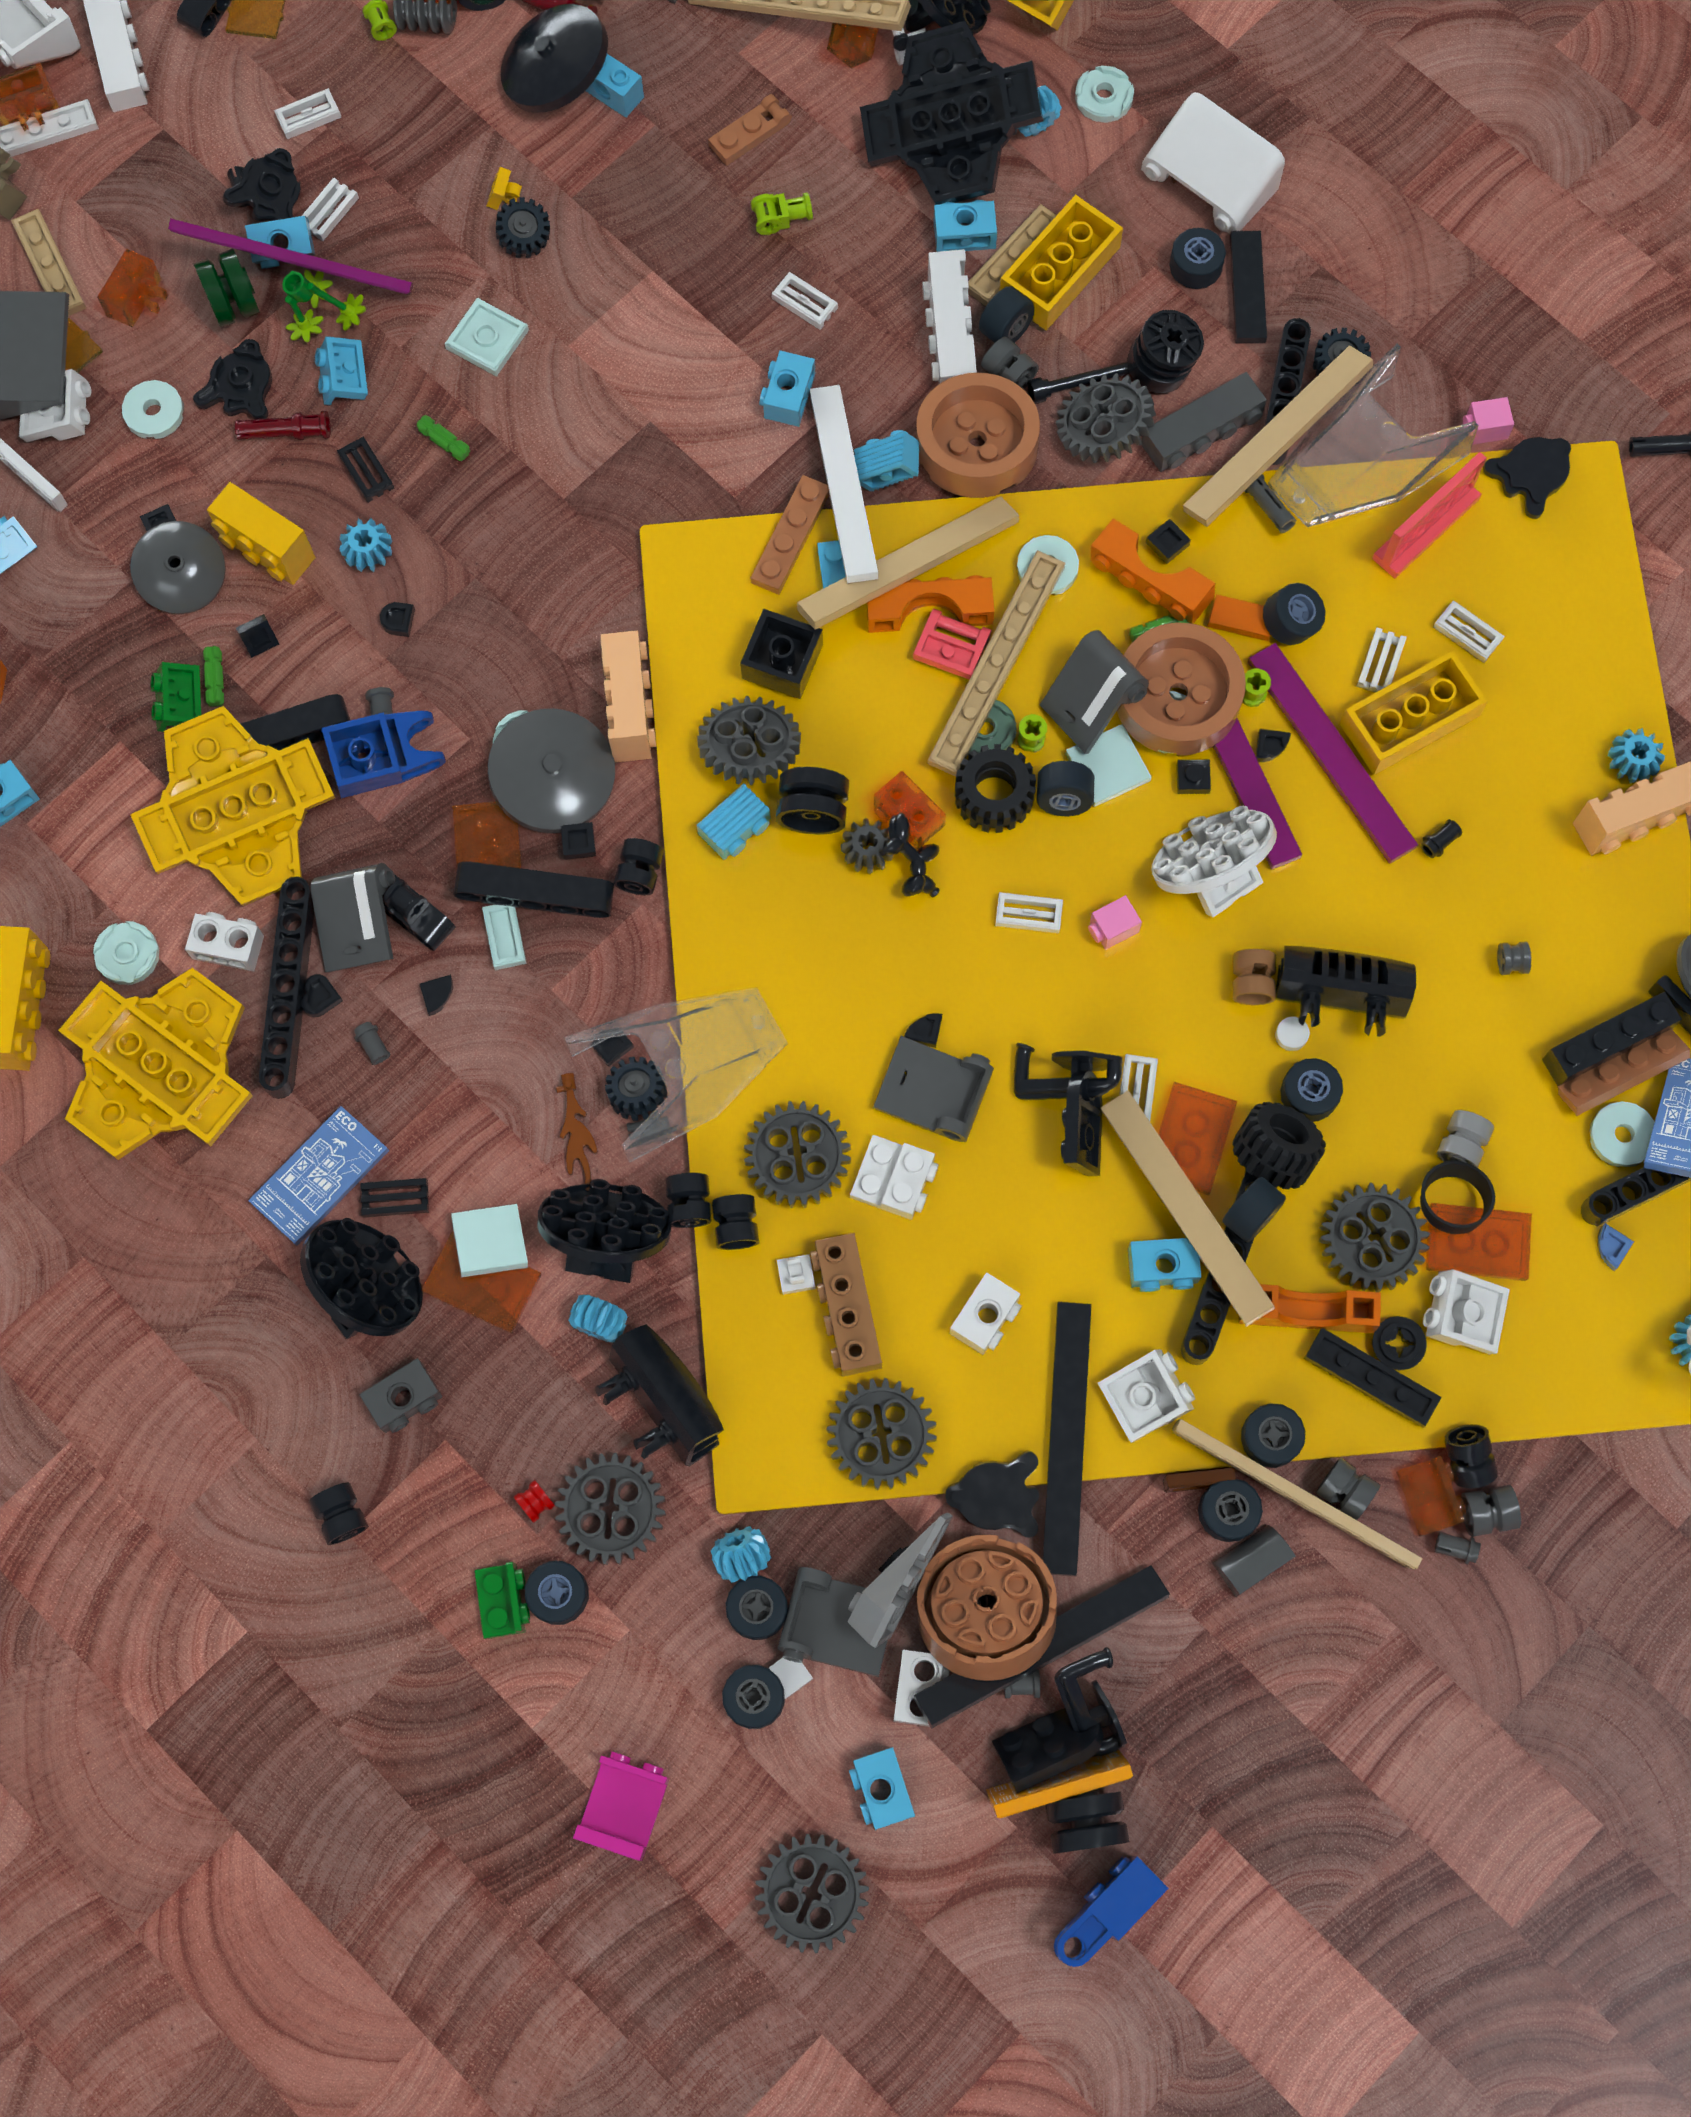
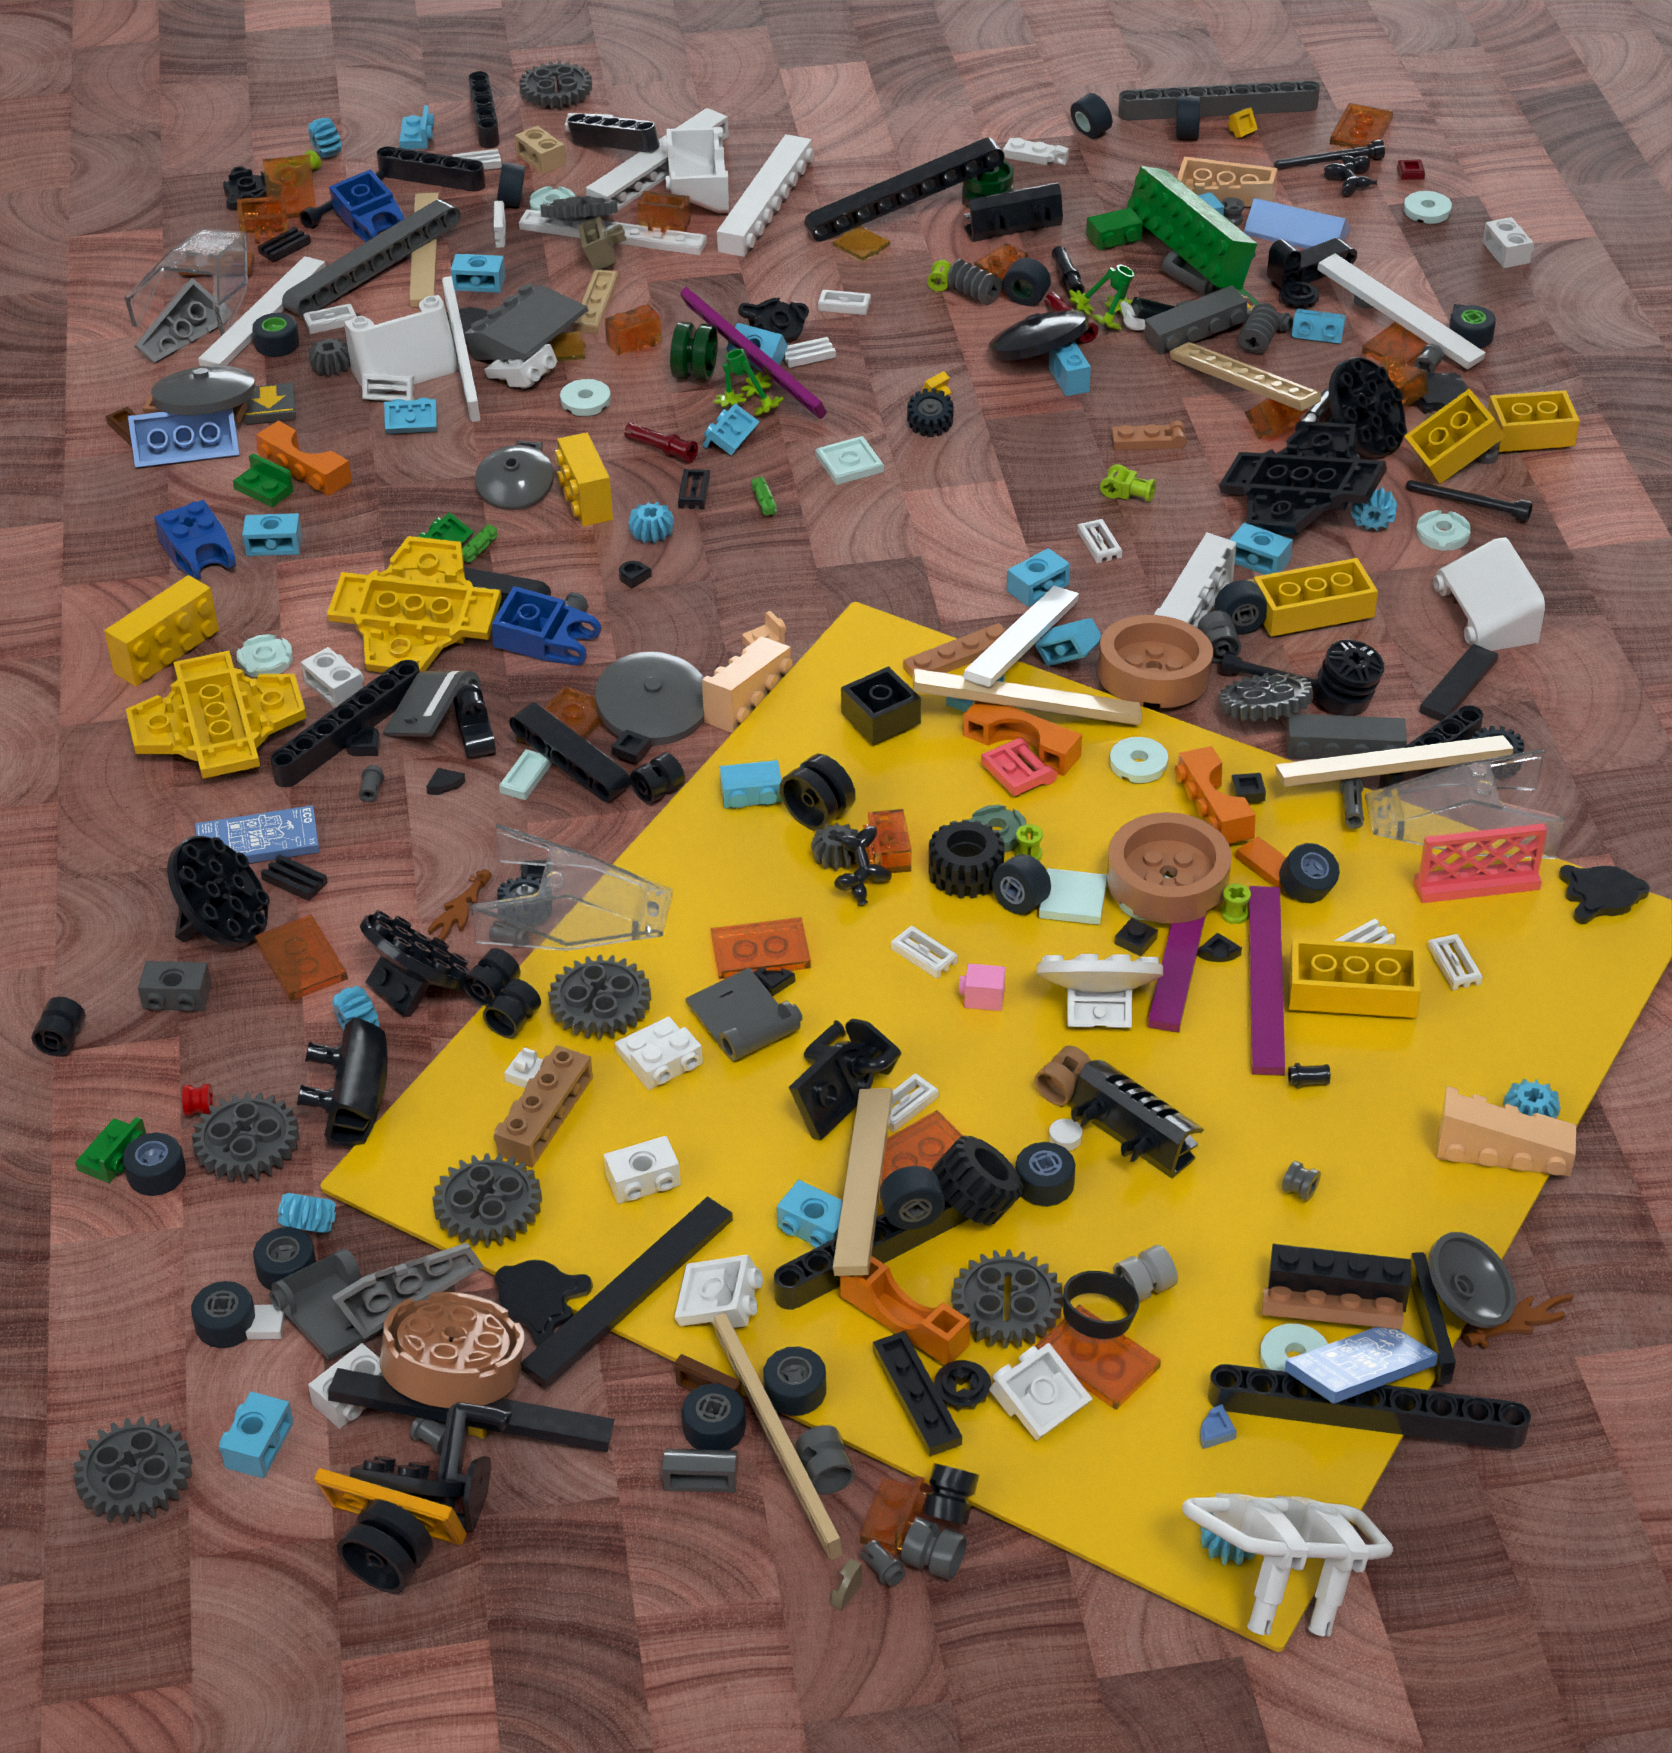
camera: 35 degrees right, 30 degrees down
(239, 382) = (656, 410): black tile -> none
(257, 636) = (528, 533): black tile -> none
(489, 1240) = (328, 931): light aqua tile -> none
(590, 622) = (773, 629): none -> light nougat bracket
(622, 1806) = (60, 1329): dark pink panel -> none
(749, 740) = (788, 737): dark grey gear -> none
(887, 1003) = (759, 946): none -> clear orange tile
(996, 663) = (1048, 786): tan tile -> none
(1092, 689) = (1108, 817): dark grey door -> none
(1111, 1909) = (341, 1621): blue brick -> none
(1157, 26) = (1519, 509): none -> black piece
(1197, 258) = (1430, 645): black wheel -> none
(1446, 1588) = (851, 1583): none -> dark tan tile
(1493, 419) = (1590, 844): bright pink brick -> none

